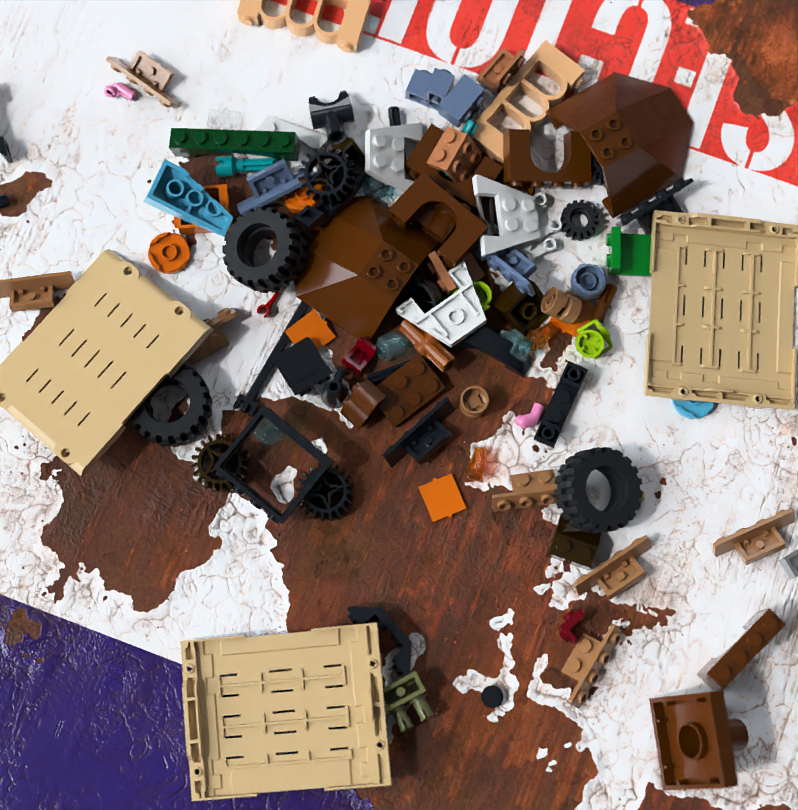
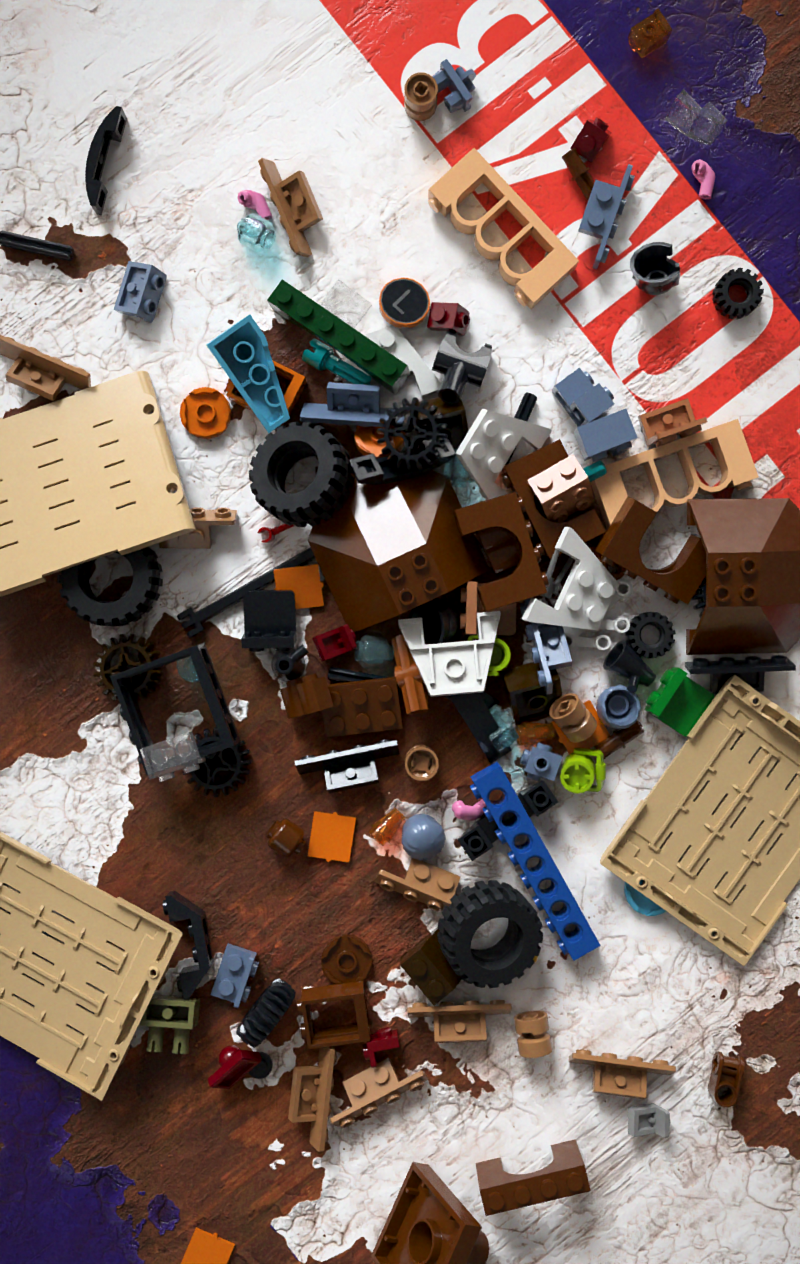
camera: 30 degrees right, 10 degrees up
(72, 195) = (140, 291): none -> sand blue bracket
(132, 109) = (256, 233): none -> clear light blue head
(265, 97) = (404, 302): none -> black tile
(293, 496) = (170, 756): none -> clear bracket
(302, 89) = (448, 317): none -> dark red bracket
(409, 515) = (285, 837): none -> reddish brown head
(433, 641) = (234, 974): none -> sand blue bracket
(472, 649) = (266, 1012): none -> black gear
(473, 707) = (234, 1066): none -> dark red tile
(508, 456) = (422, 837): none -> sand blue hair
(508, 581) = (346, 959): none -> reddish brown tile
(545, 694) = (311, 1096): none -> medium nougat bracket
(552, 622) = (338, 1034): none -> reddish brown window
(561, 345) = (549, 766): none -> sand blue brick
(575, 248) = (627, 663): none -> black piece
(667, 455) = (582, 938): none -> blue brick
(681, 554) = (533, 1038): none -> medium nougat wheel

